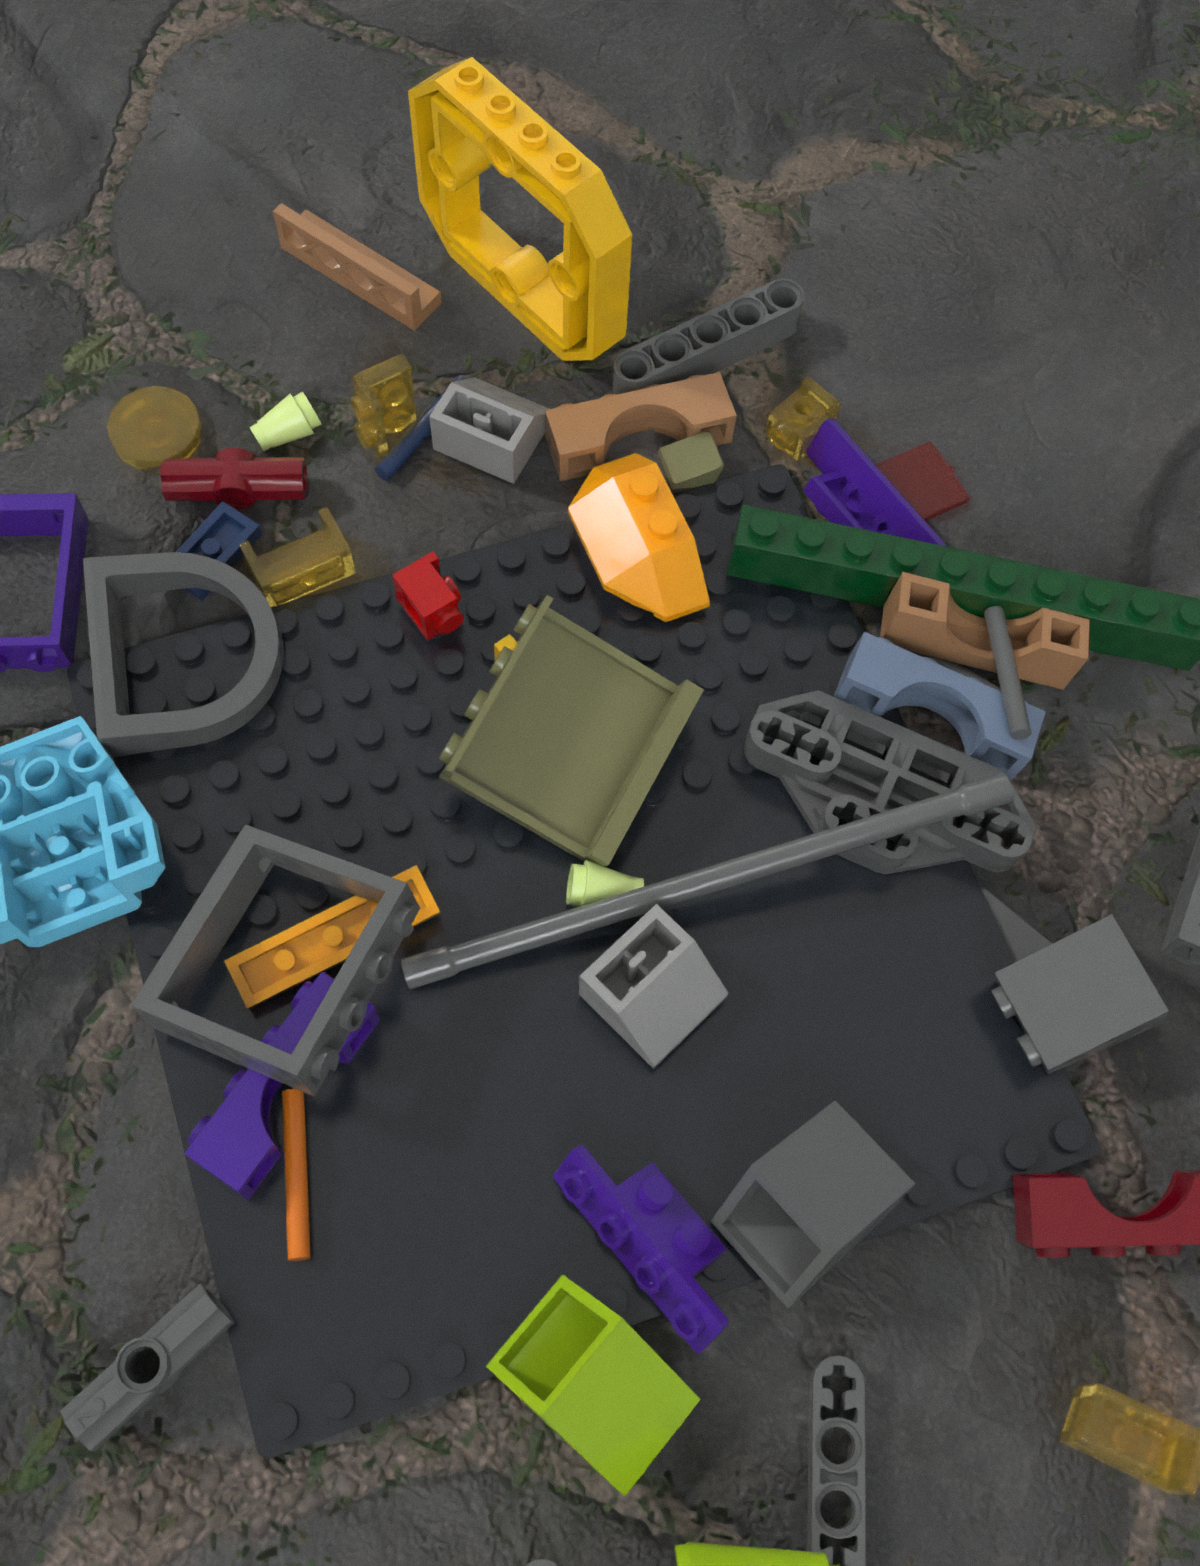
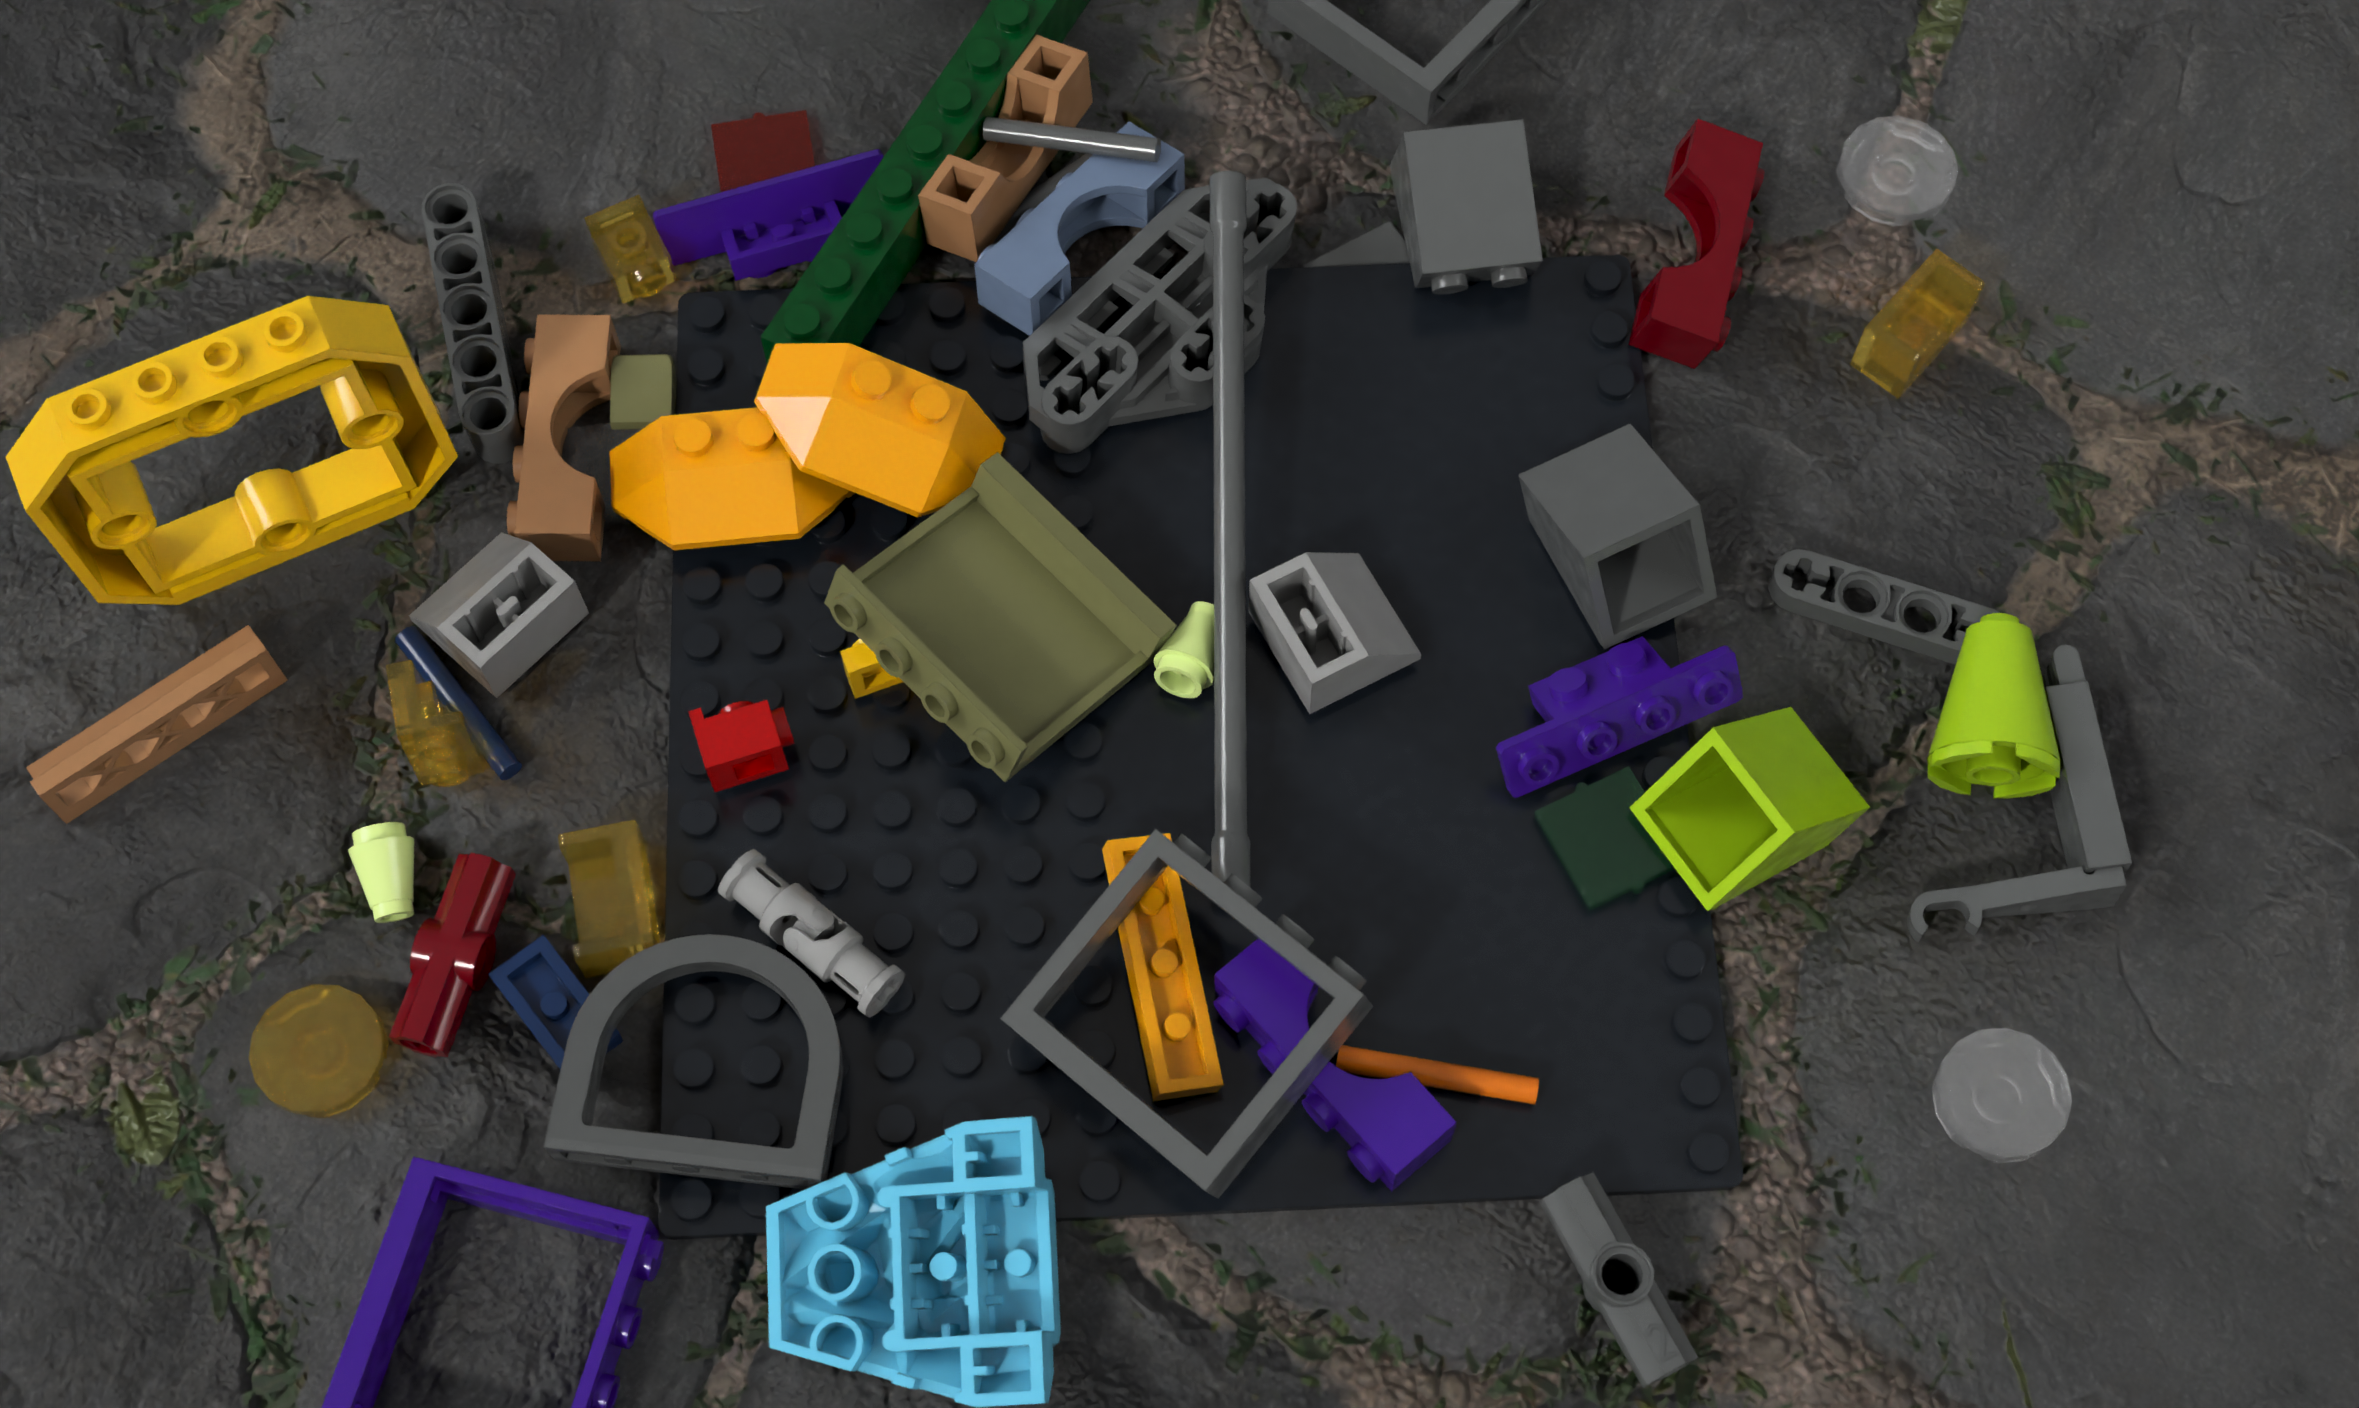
camera: 70 degrees left, 0 degrees up
(297, 683) = (811, 932): none -> light grey piece
(533, 1258) = (1603, 839): none -> clear green piece
(695, 606) = (875, 425): none -> light orange wedge

